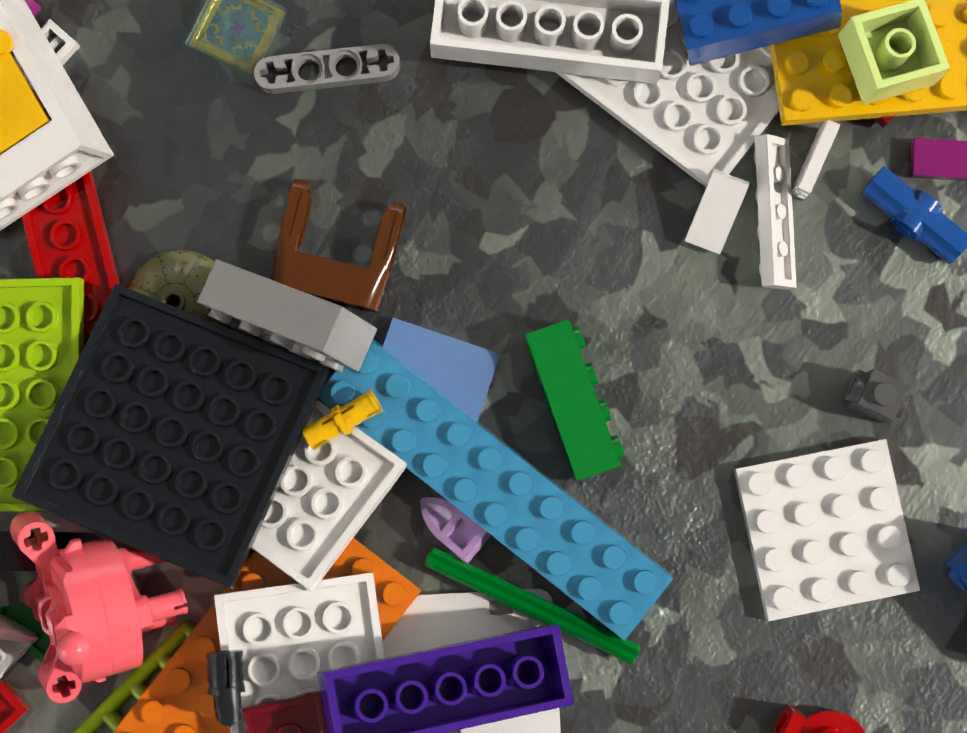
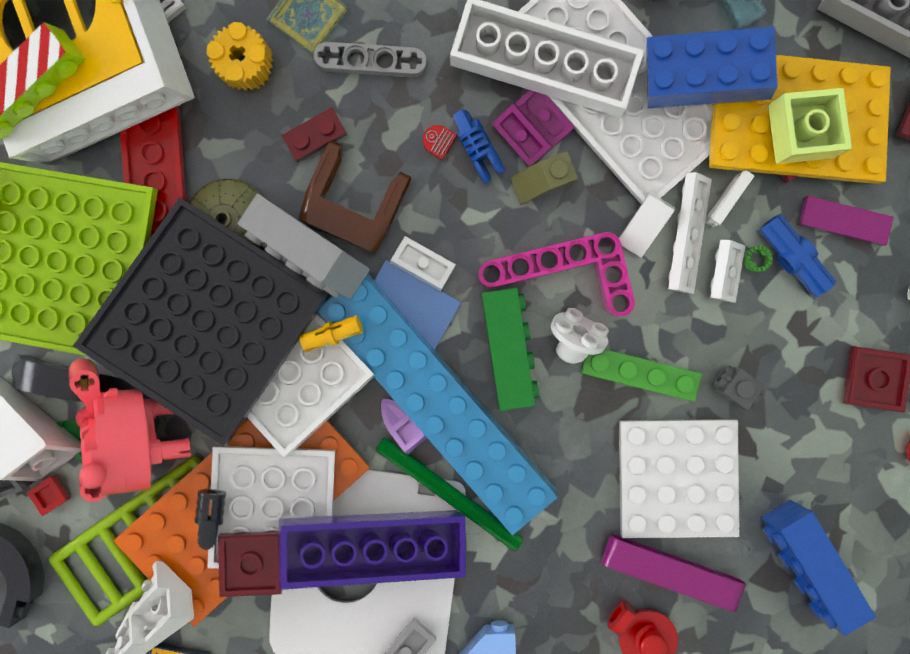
camera: 10 degrees right, 5 degrees up
(149, 80) = (230, 46): none -> yellow brick
(272, 175) = (314, 135): none -> dark red plate
(432, 154) = (438, 141): none -> red tile
(441, 313) = (422, 263): none -> white plate
(483, 150) = (477, 144): none -> blue hinge
(550, 114) = (533, 126): none -> magenta slope
(576, 176) = (544, 178): none -> olive slope
(624, 278) = (564, 262): none -> dark pink beam
(658, 368) = (578, 336): none -> white plate
(749, 402) = (643, 374): none -> bright green plate
(832, 251) = (727, 271): none -> white plate
(844, 654) = (673, 573): none -> magenta beam
(872, 219) = (762, 251): none -> bright green bush

